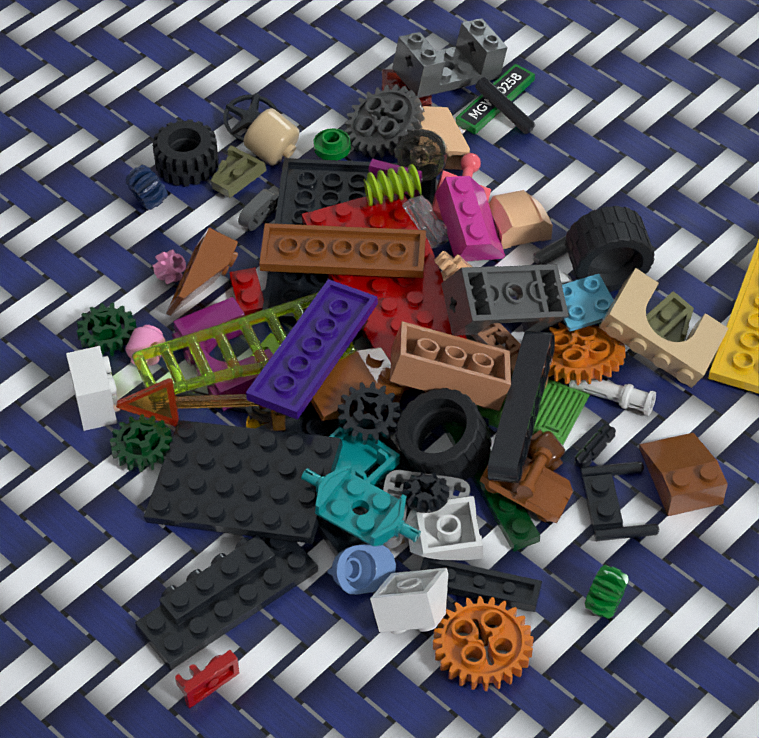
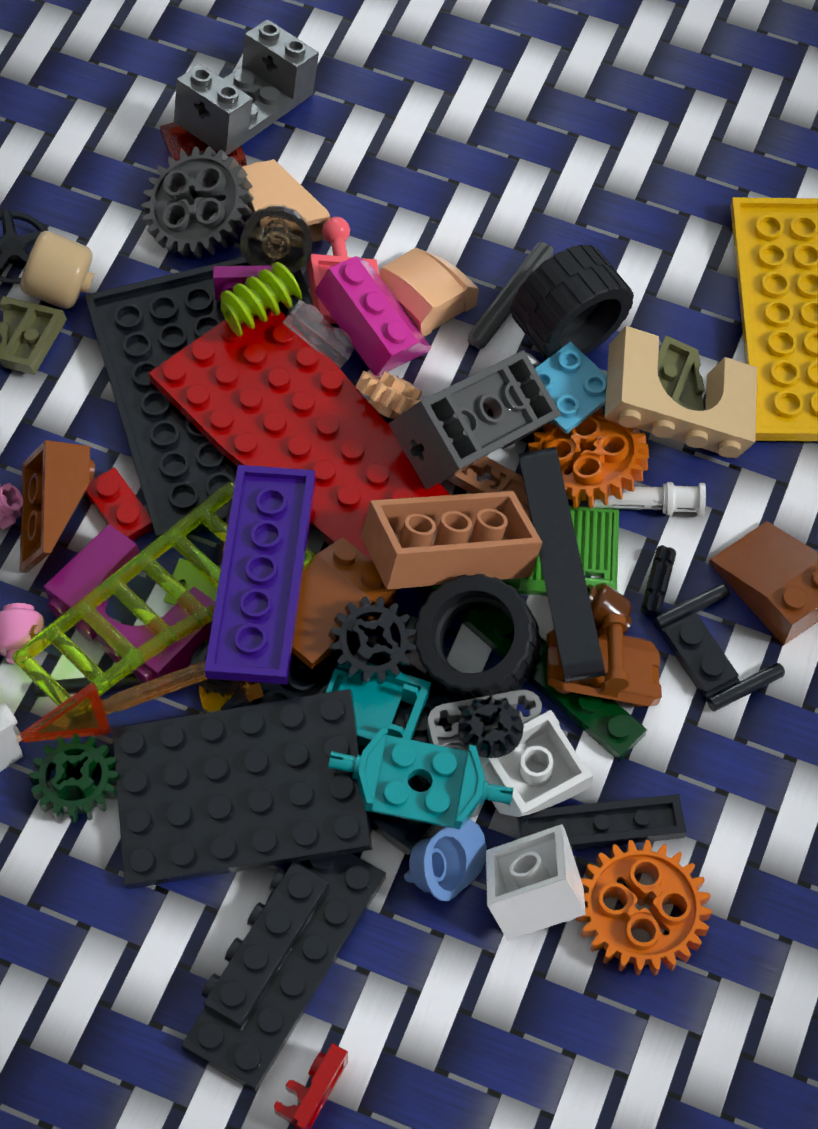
camera: 25 degrees left, 10 degrees up
(258, 210) = (82, 381): dark grey beam -> none
(332, 144) = (140, 256): green plate -> none
(343, 250) = (232, 413): dark orange plate -> none
(482, 111) = (322, 126): tile -> none
(505, 105) = (342, 133): black axle -> none
(606, 591) = (766, 782): green gear -> none

